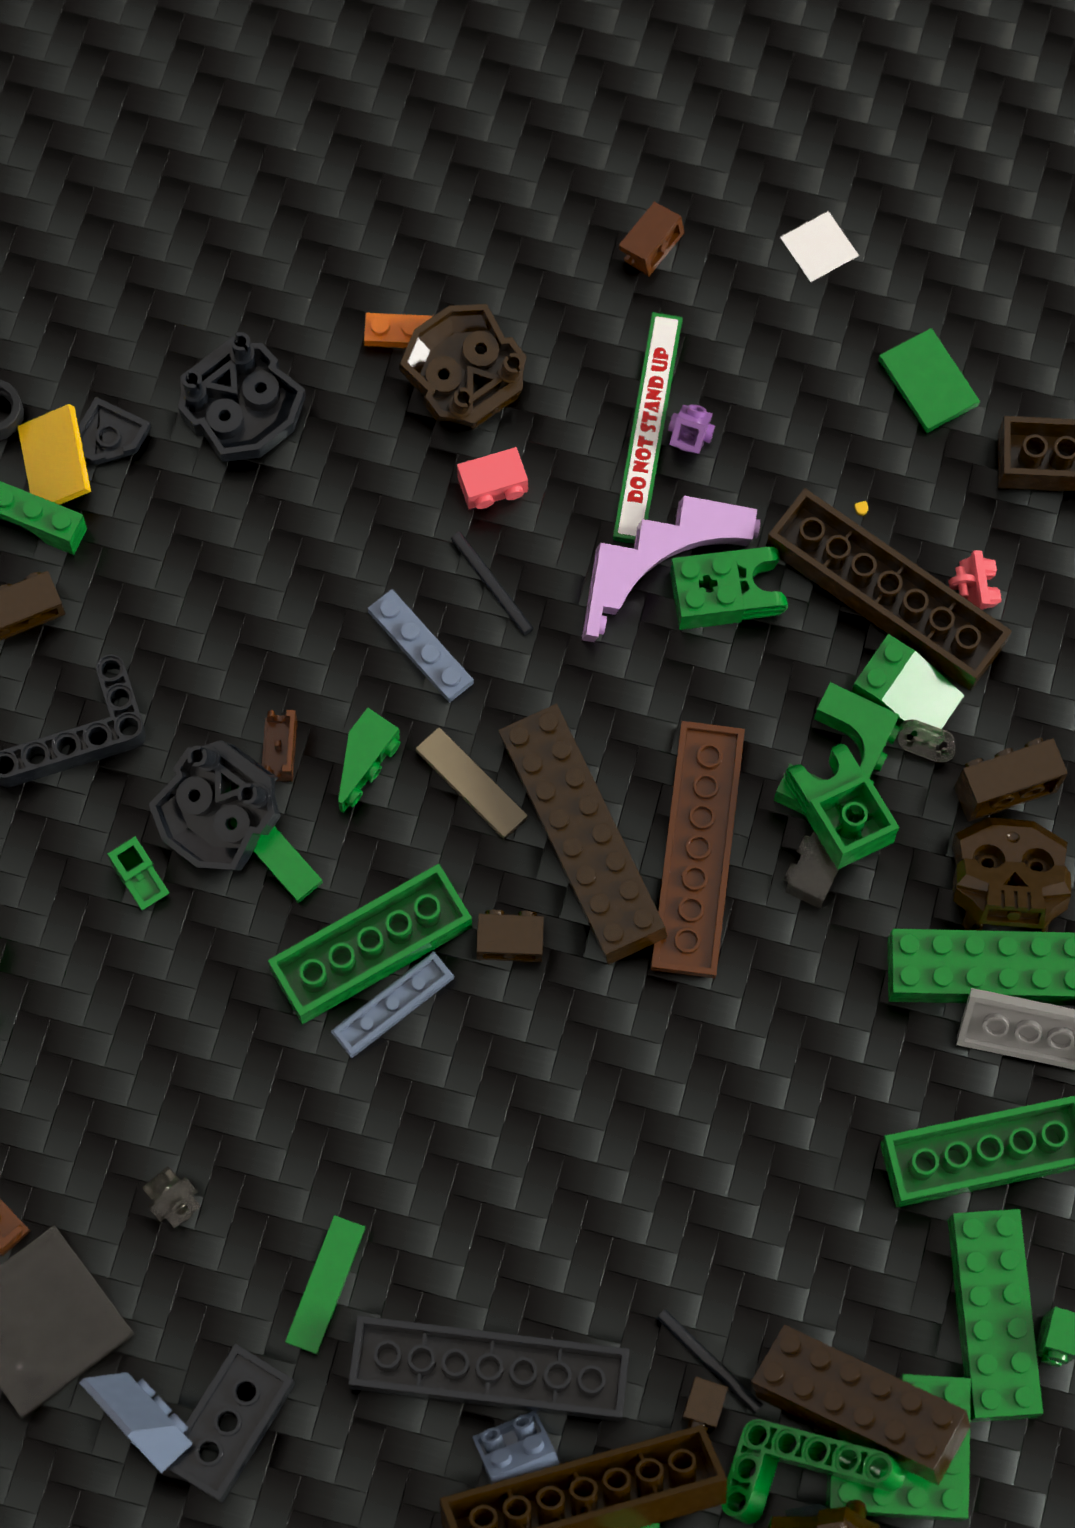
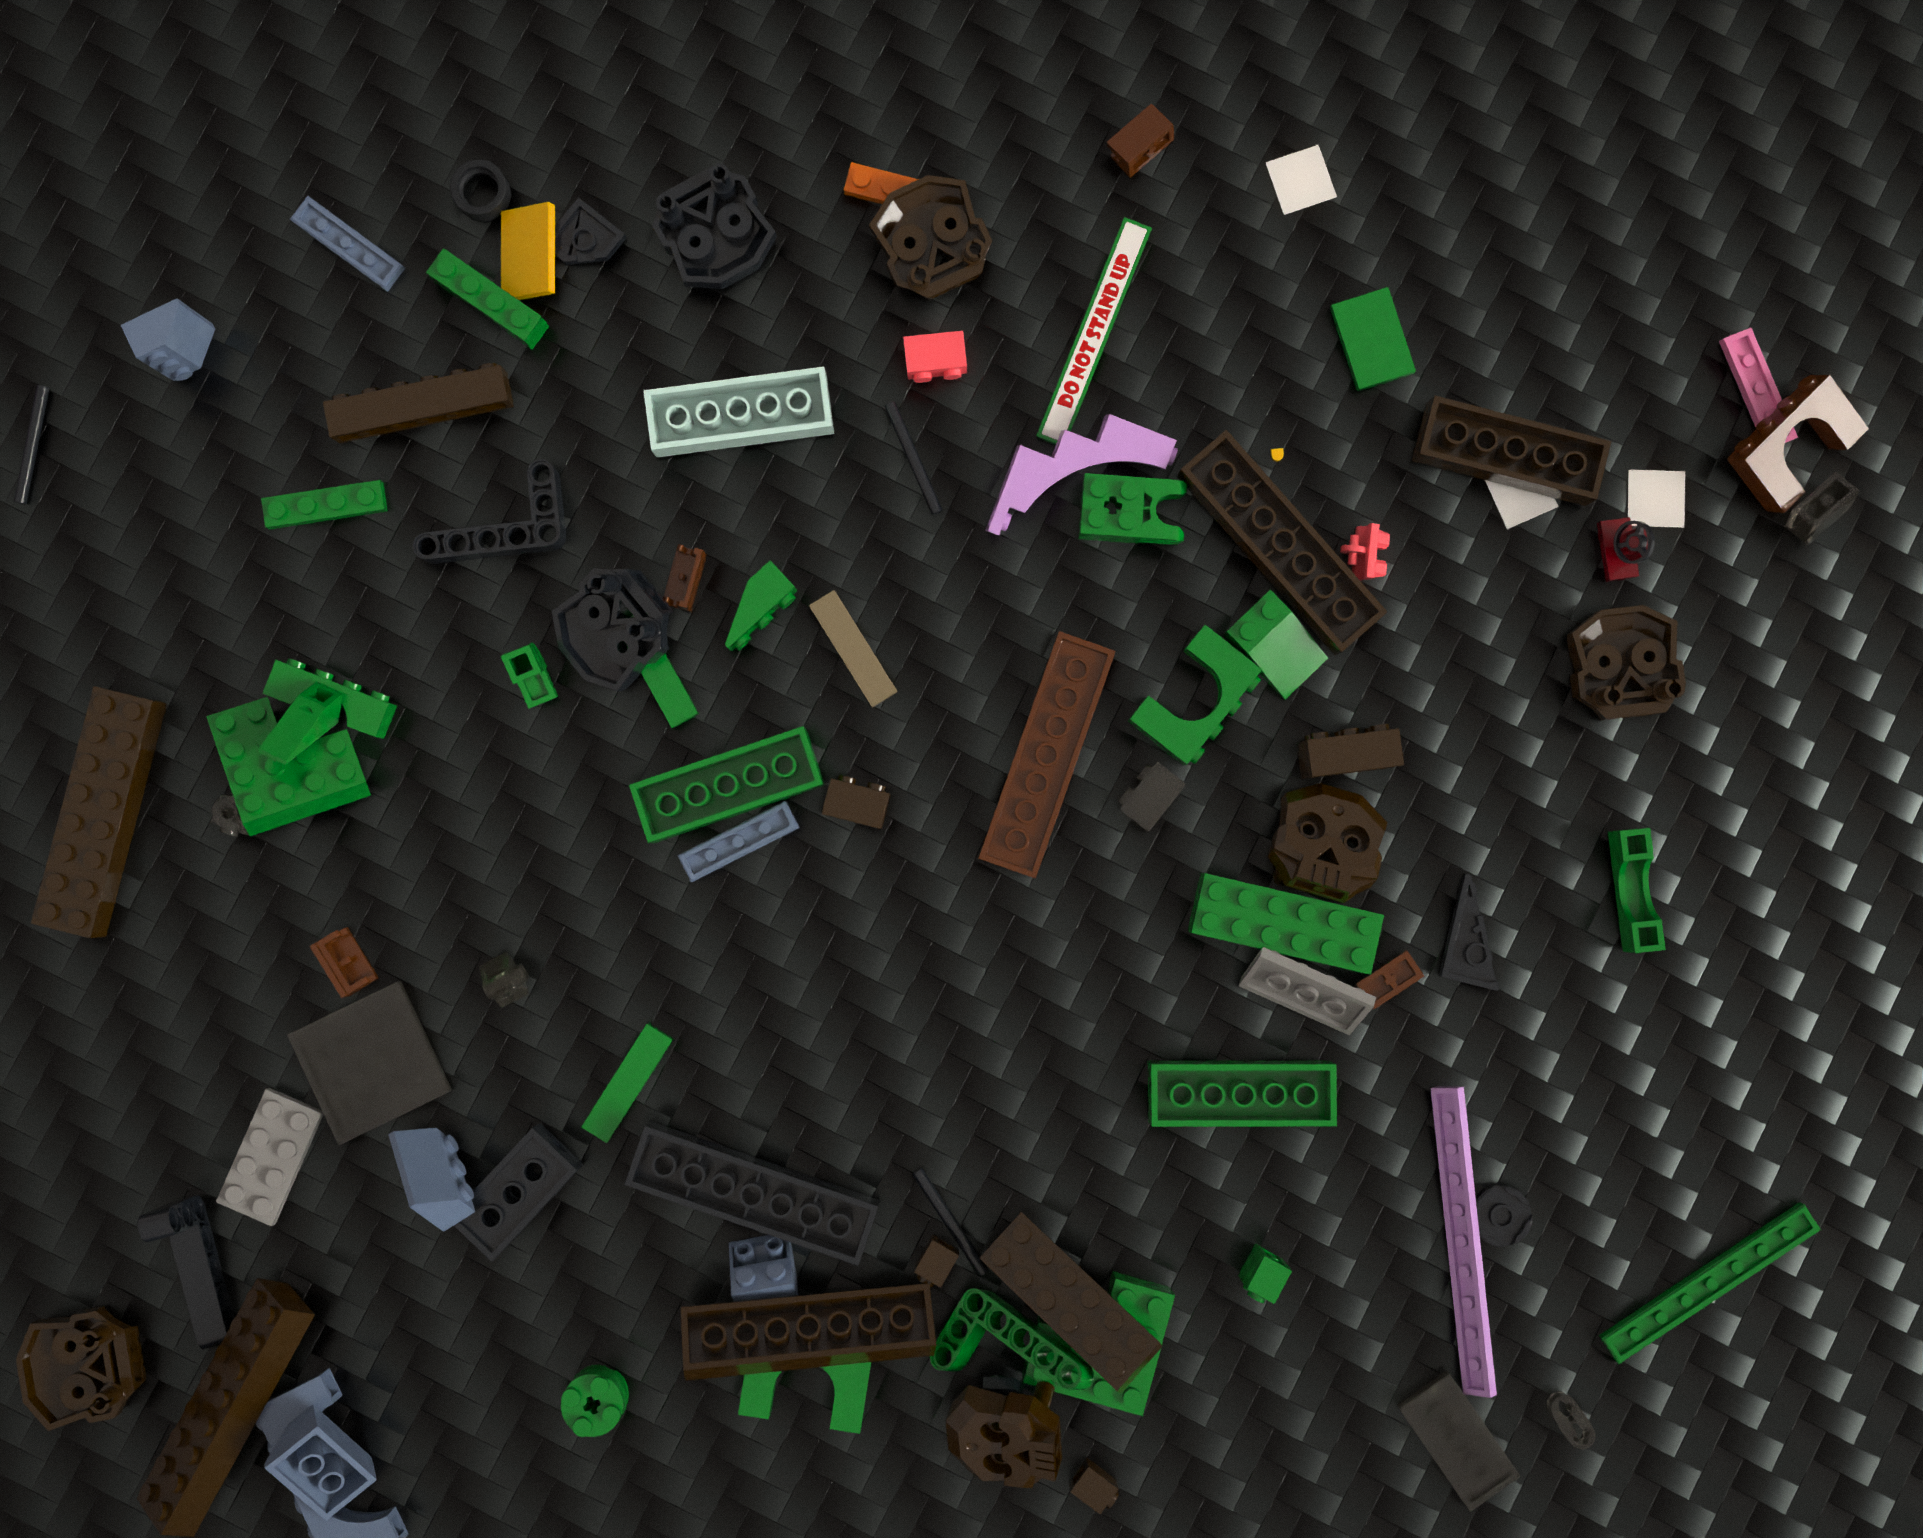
camera: 15 degrees right, 15 degrees up
(304, 569) = (738, 412): none -> light aqua brick
(420, 645) = (834, 505): sand blue plate -> none
(583, 834) = (942, 721): dark brown brick -> none
(691, 428) = (1133, 344): medium lavender brick -> none
(843, 809) = (1190, 743): green brick -> none
(925, 741) = (1281, 697): clear smoke beam -> none
(995, 1315) = (1211, 1239): green brick -> none

